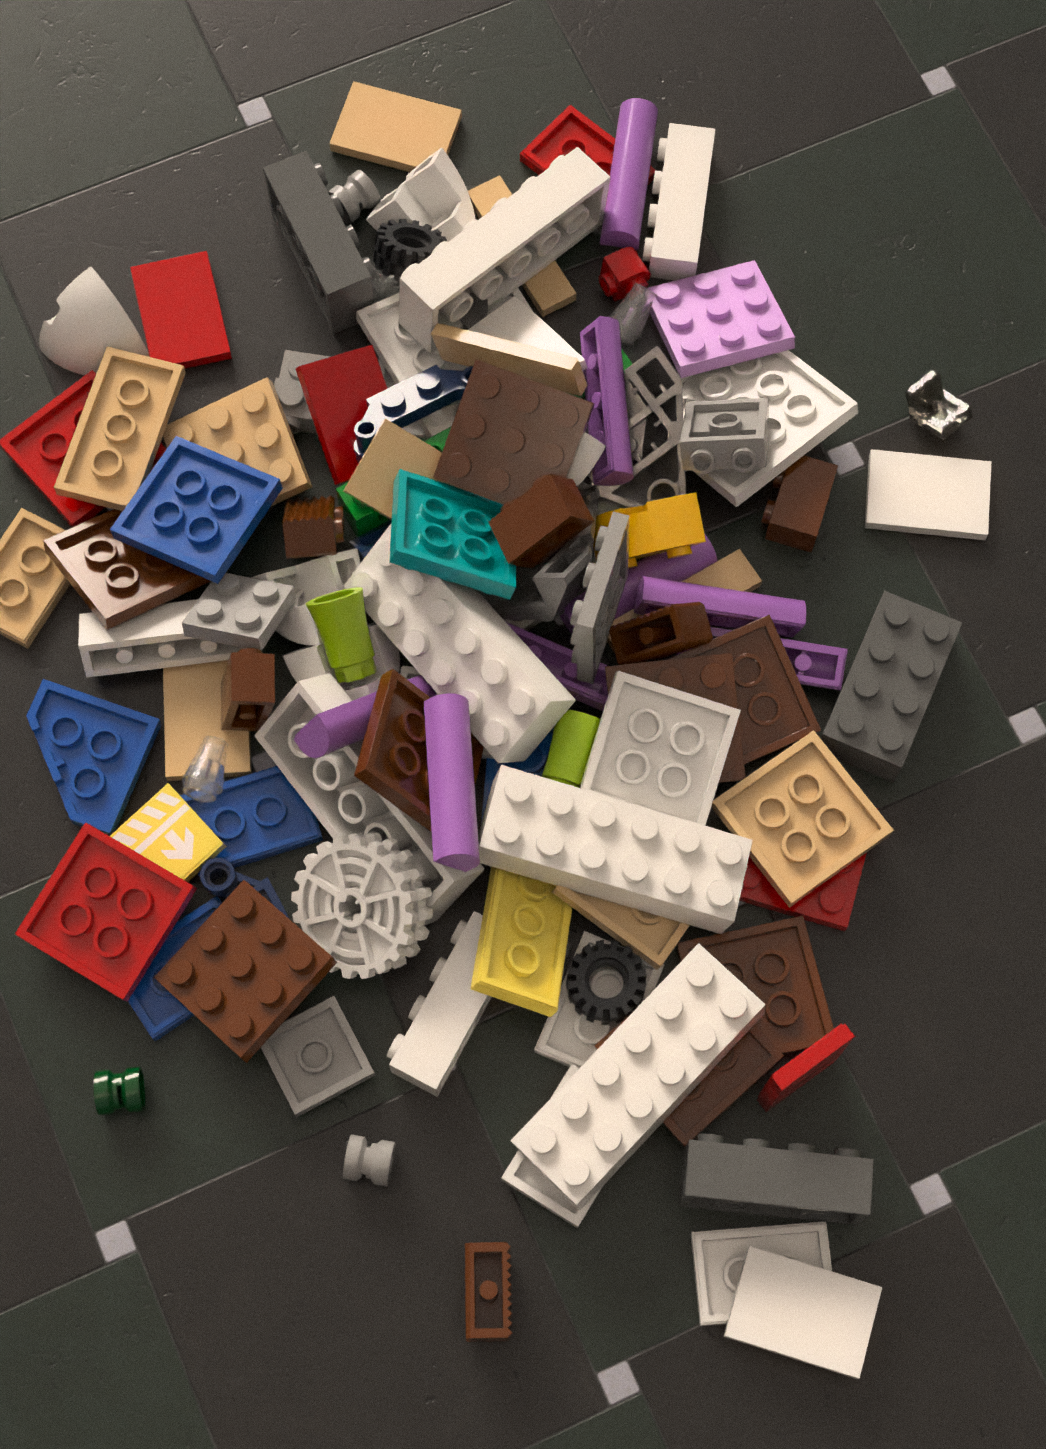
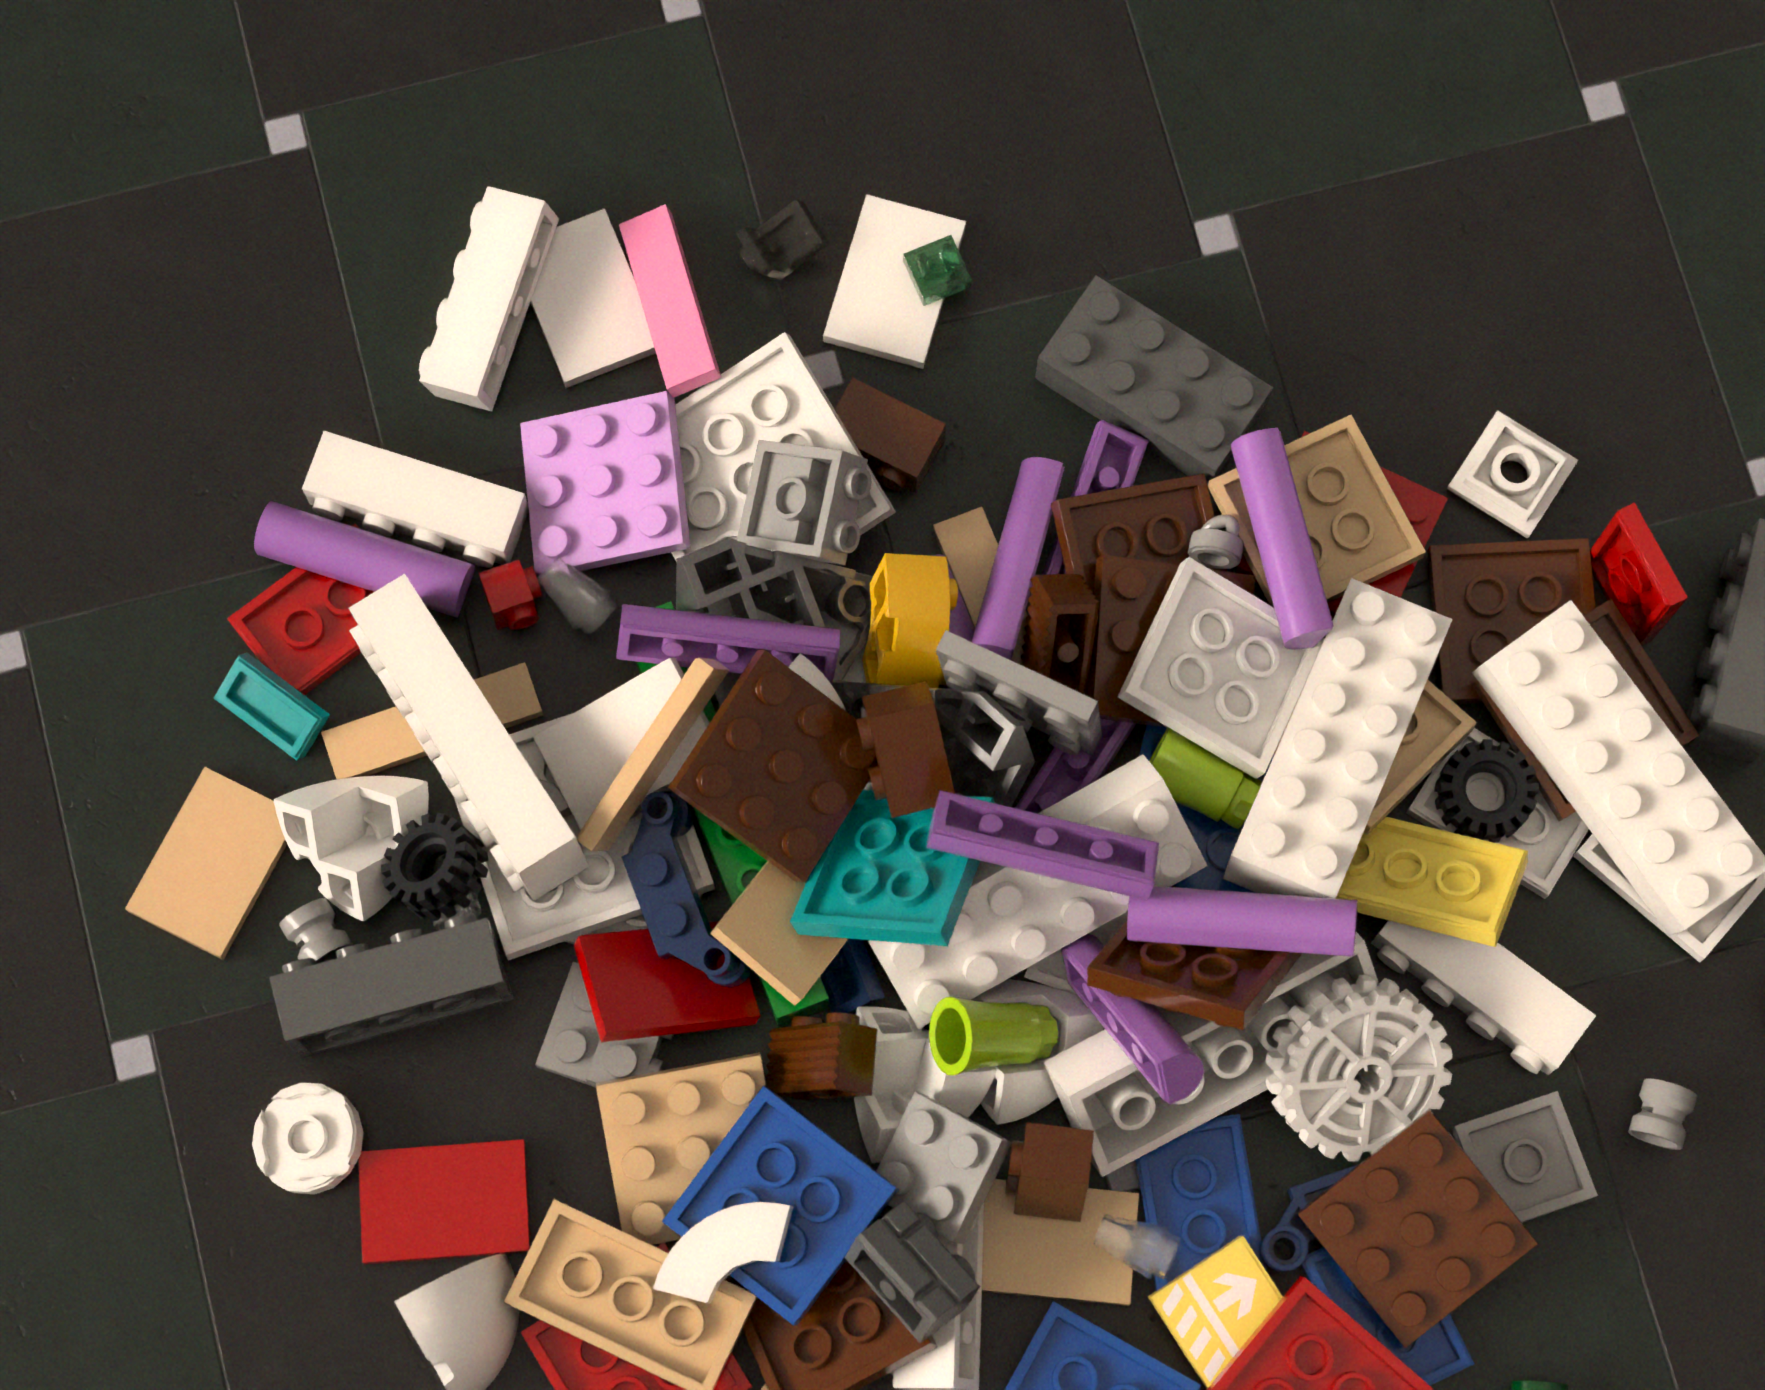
camera: 80 degrees left, 5 degrees up
(155, 596) = (913, 1271): none -> dark grey brick
(158, 470) = (721, 1245): none -> white tile
(211, 219) = (308, 1138): none -> white tile
(478, 618) = (1043, 845): none -> medium lavender brick
(512, 142) = (271, 706): none -> teal tile
(762, 742) = (1217, 547): none -> light grey tile
(771, 778) = (1282, 538): none -> medium lavender brick
(841, 218) = (488, 298): none -> white brick
(858, 990) = (1513, 504): none -> white piece
(861, 288) = (590, 302): none -> white tile
(868, 334) = (669, 301): none -> bright pink tile
(941, 517) = (937, 270): none -> clear green tile

